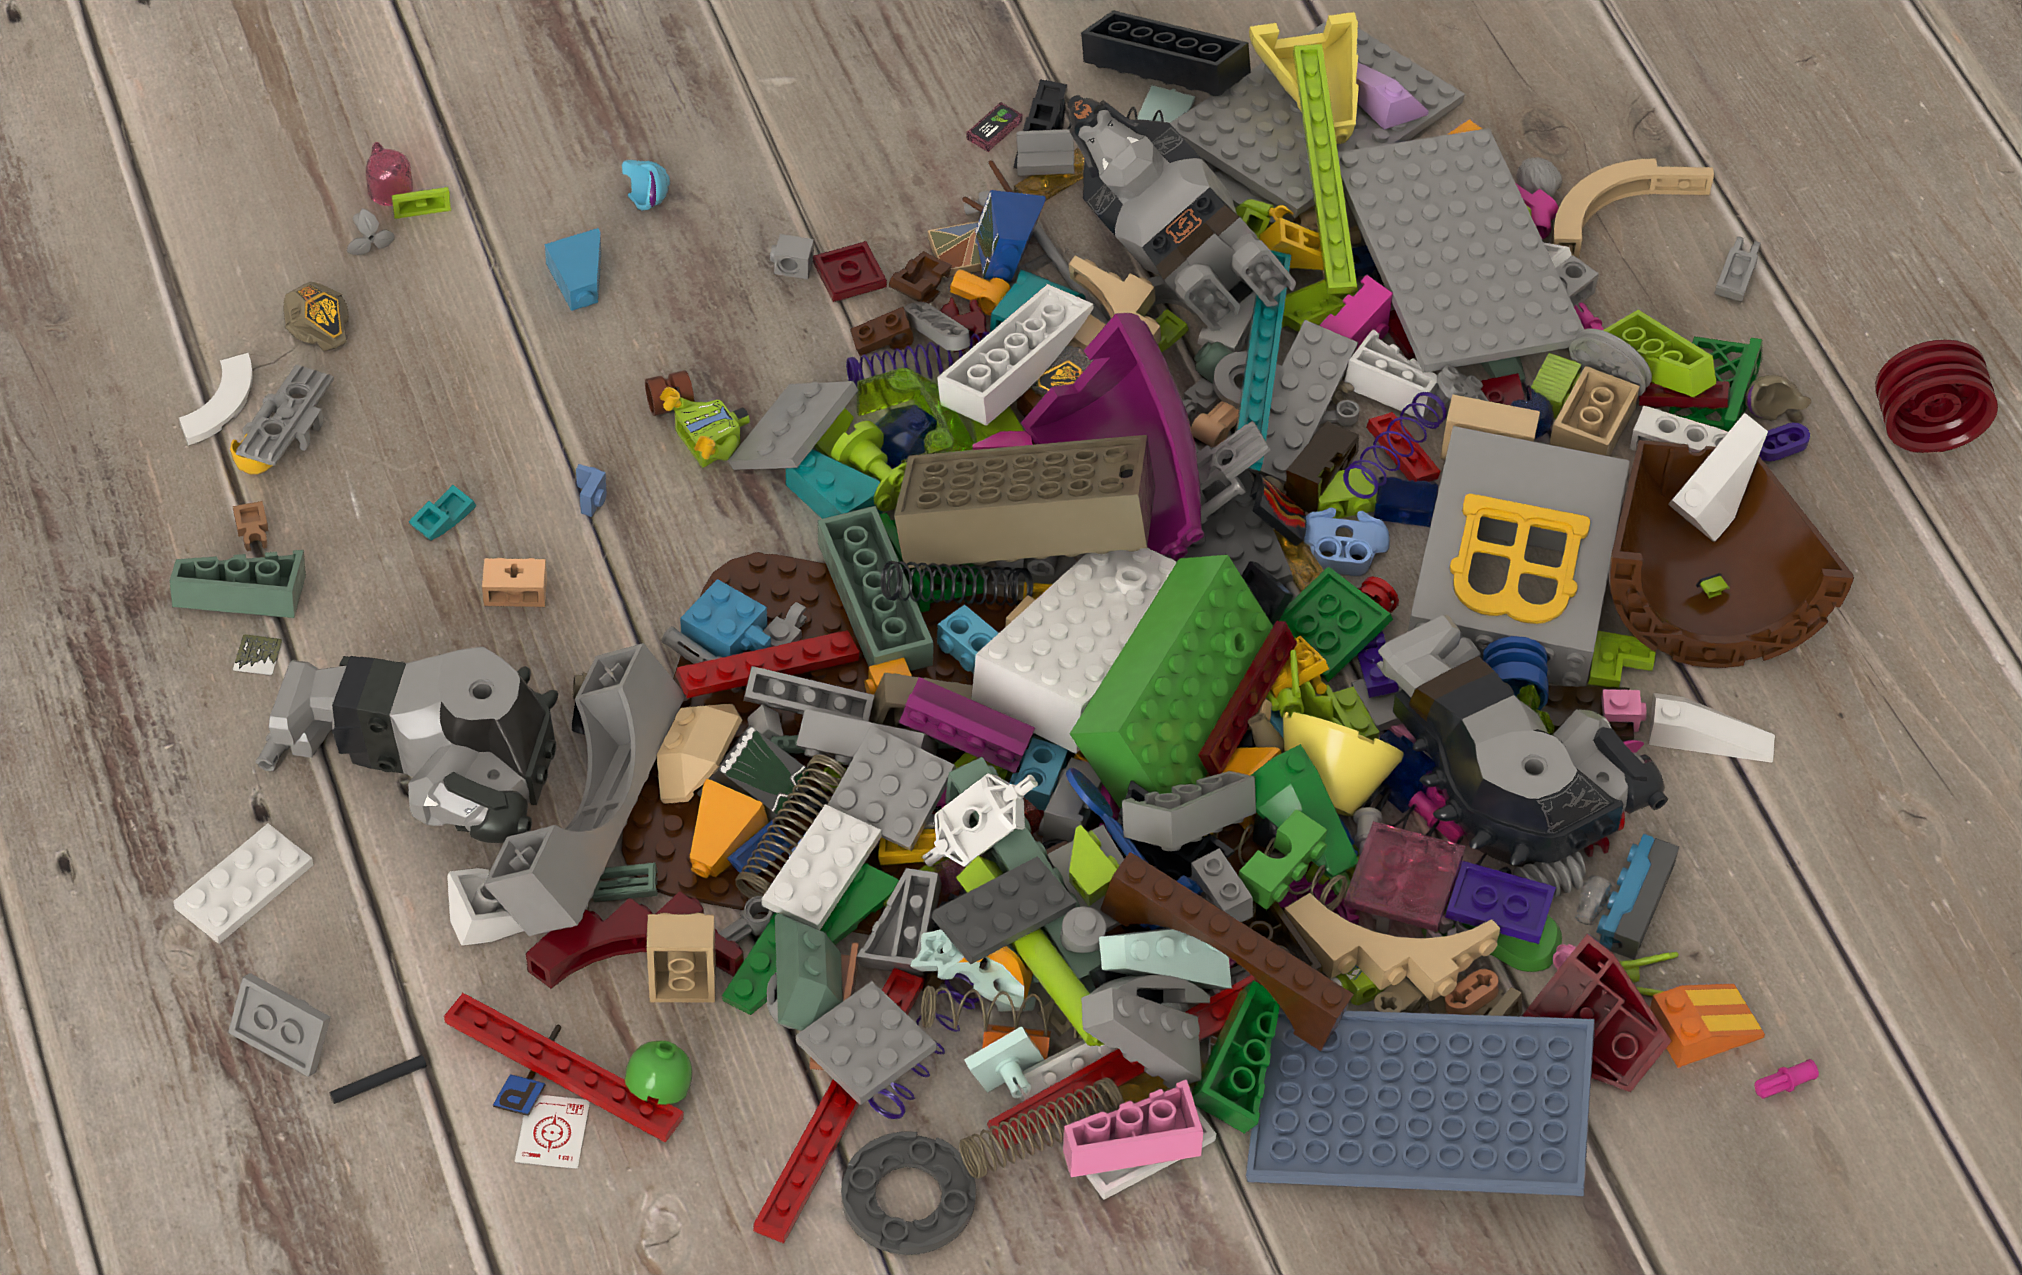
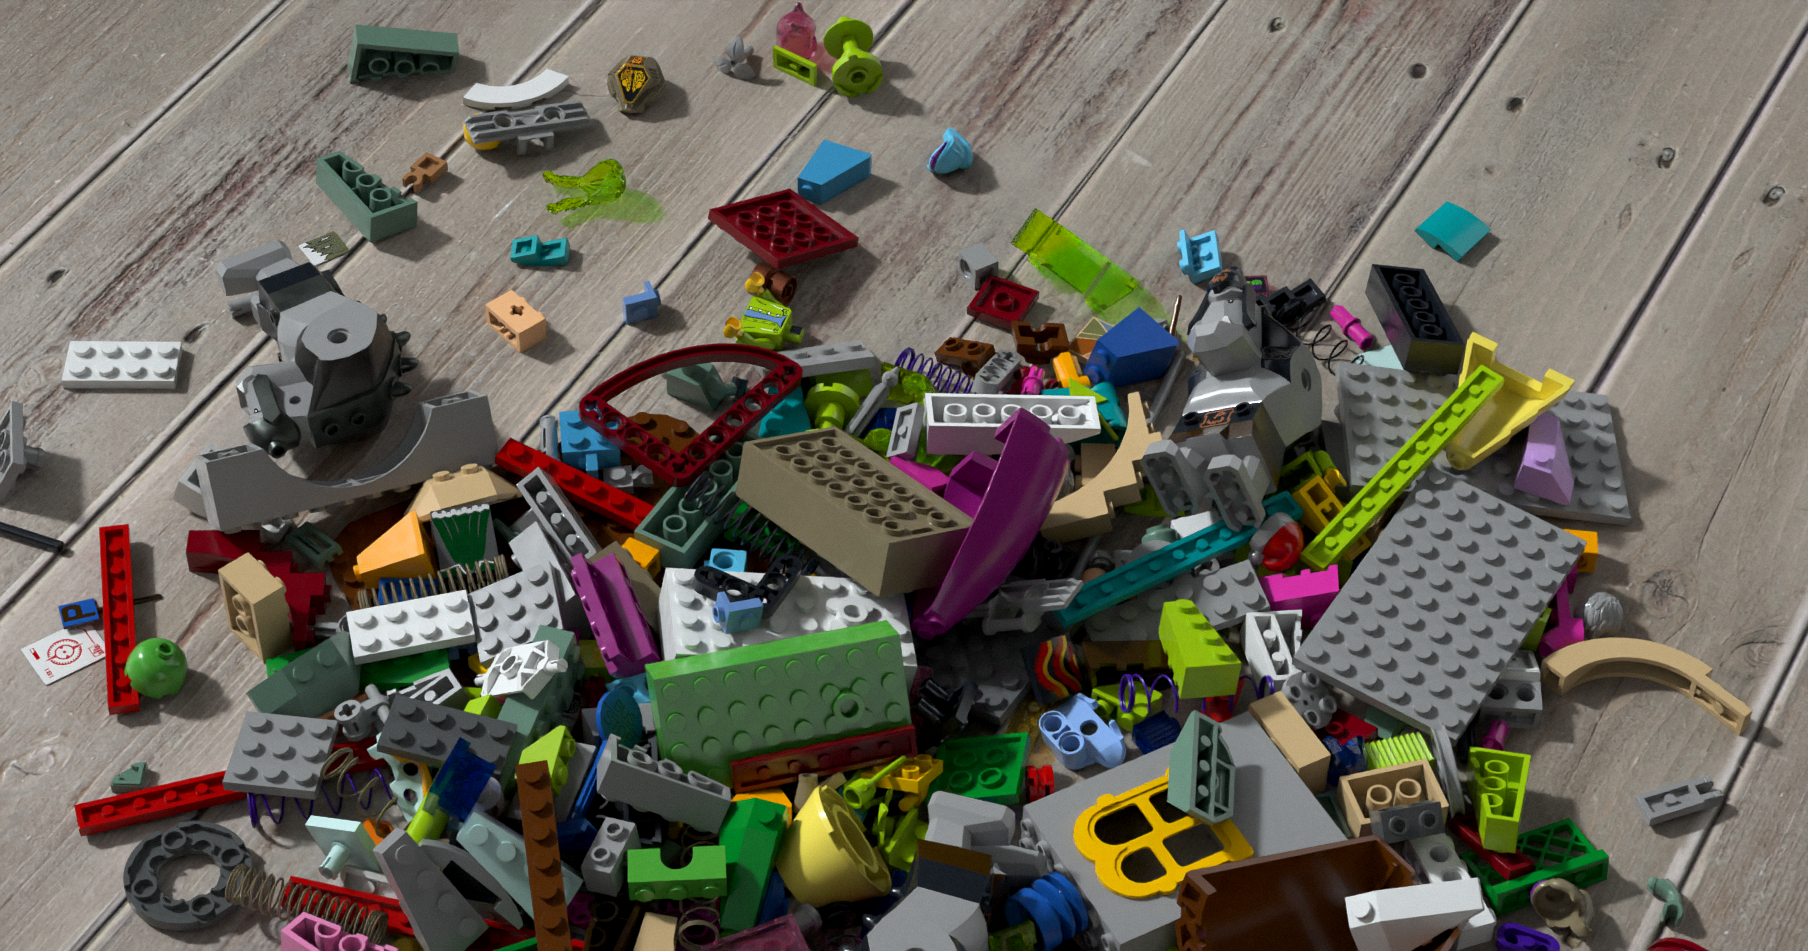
camera: 50 degrees right, 5 degrees down
(81, 441) = (400, 52): none -> sand green wedge
(416, 416) = (602, 183): none -> clear neon green hair
(484, 167) = (855, 69): none -> lime piece
(618, 341) = (783, 228): none -> dark red plate
(723, 513) = (702, 385): none -> sand green torso
(755, 1170) = (131, 779): none -> sand green tile
(834, 577) = (677, 359): none -> dark red beam
(870, 198) = (1073, 261): none -> clear neon green windscreen
(878, 964) = (362, 714): none -> light grey piece
(891, 423) = (872, 403): none -> light grey wheel
(939, 121) = (1200, 255): none -> medium azure bracket
(958, 419) = (906, 432): none -> light grey panel
(978, 313) = (1033, 382): none -> dark pink axle
(1020, 293) = (1078, 389): none -> lime piece
(1032, 633) = (709, 579): none -> black beam
(1073, 929) = (459, 783): none -> clear blue bracket
(1084, 645) = (737, 615): none -> medium blue bracket
(1110, 95) = (1352, 327): none -> dark pink axle
(1308, 296) = (1277, 543): none -> red piece
(1372, 410) = (1196, 652): none -> lime wedge
(1498, 491) = (1202, 771): none -> sand green wedge
(1637, 416) = (1407, 821): none -> dark grey brick
(1825, 341) = (1668, 892): none -> sand green piece

